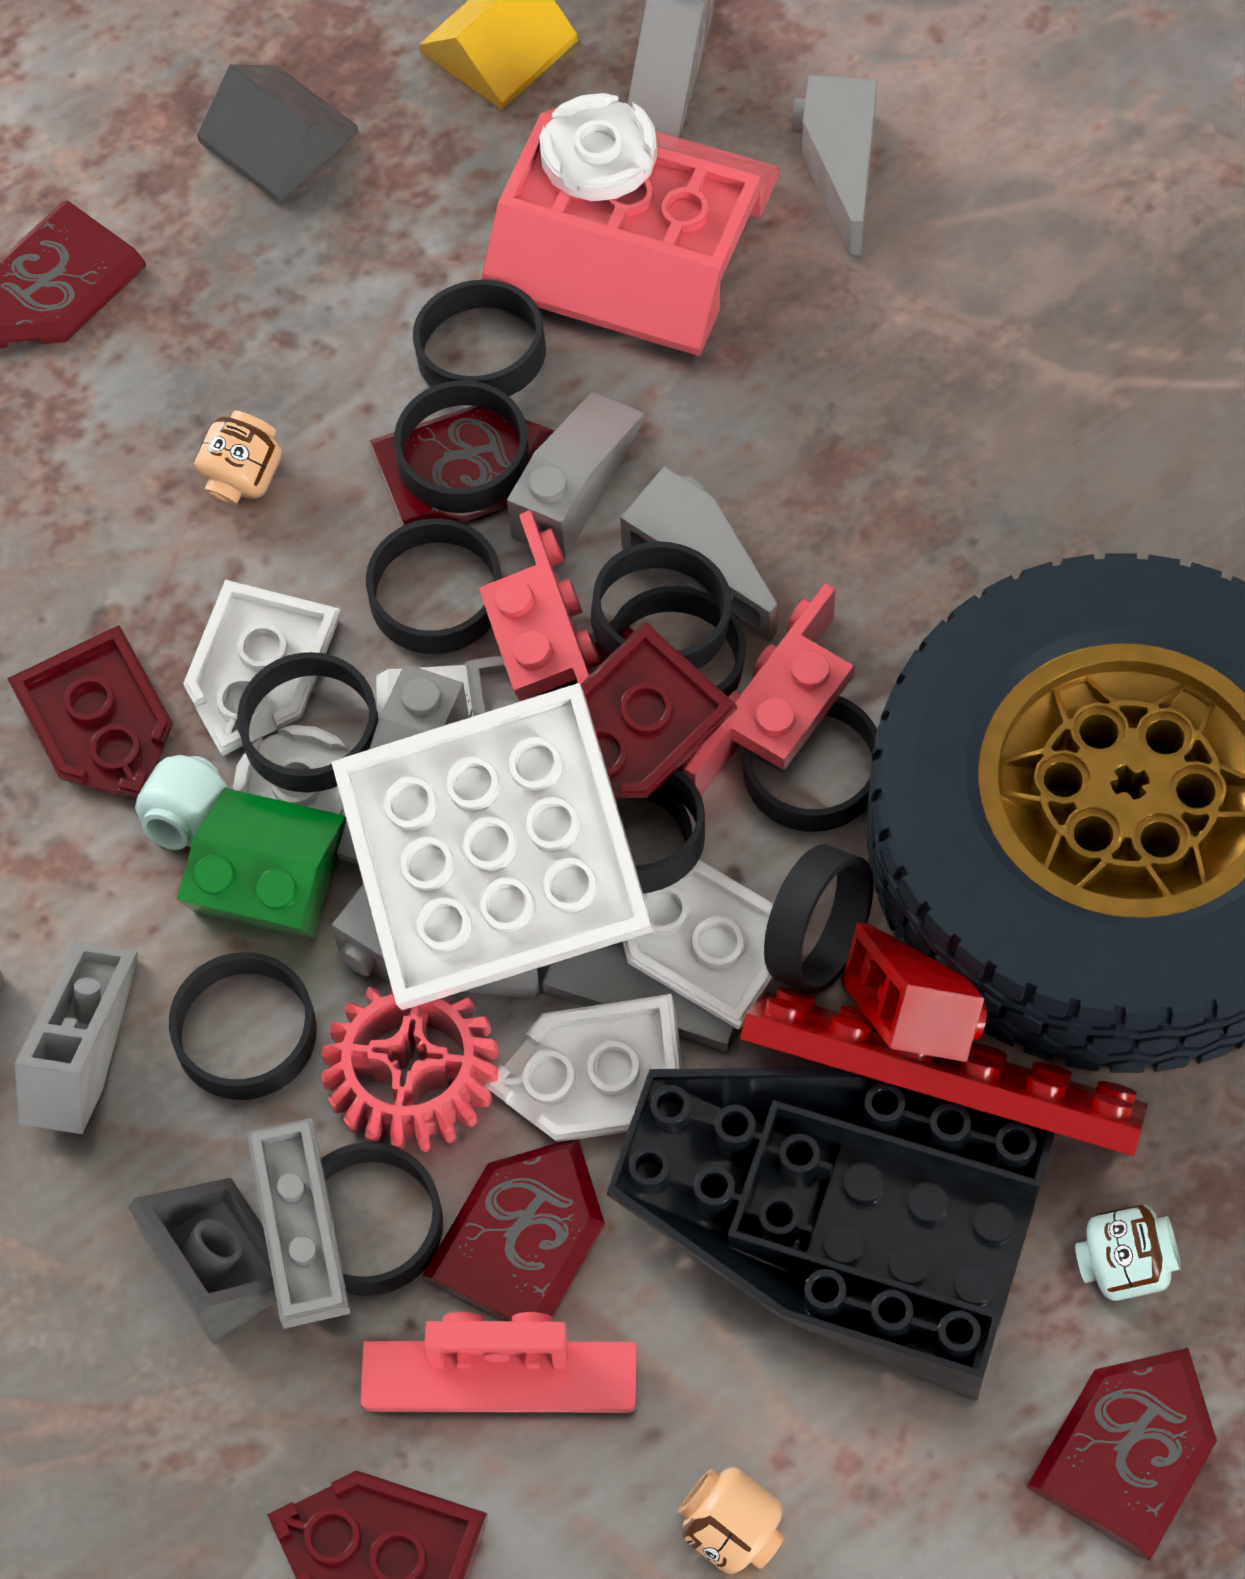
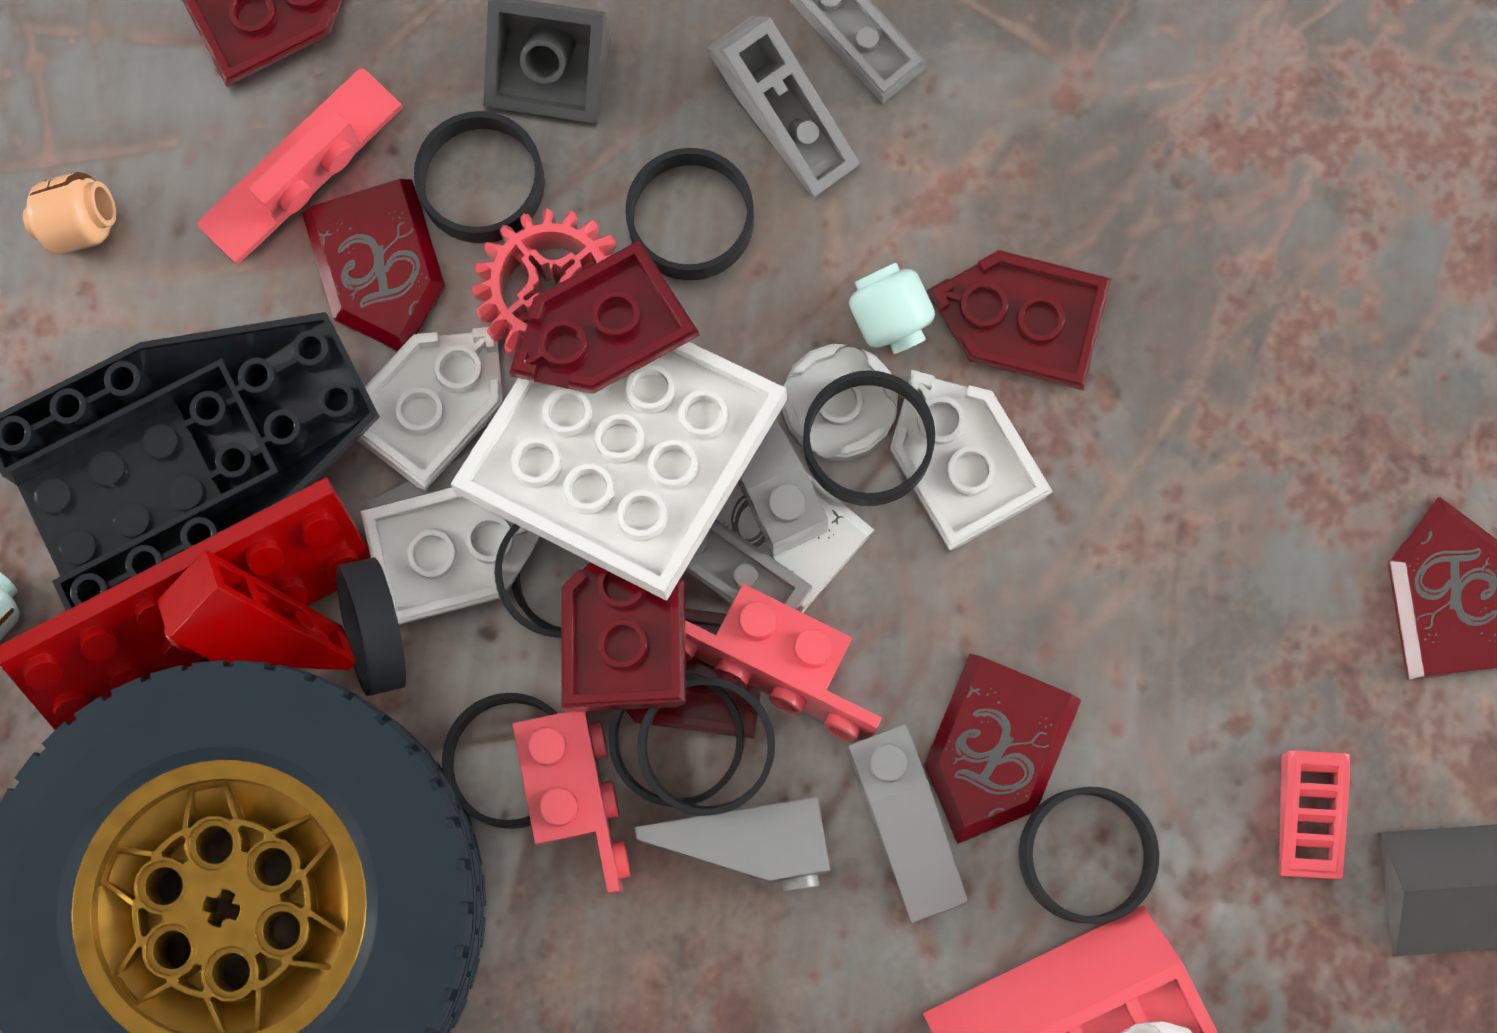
camera: 135 degrees right, 15 degrees up
(238, 457) = (1147, 584): light nougat head -> none
(263, 863) = (787, 312): green slope -> none
(298, 1223) = (508, 121): light grey tile -> none
(300, 264) = (1336, 815): none -> coral slope
(409, 939) = (602, 324): none -> dark red tile
(418, 534) = (943, 583): black tyre -> none
(458, 394) = (1047, 709): black tyre -> none

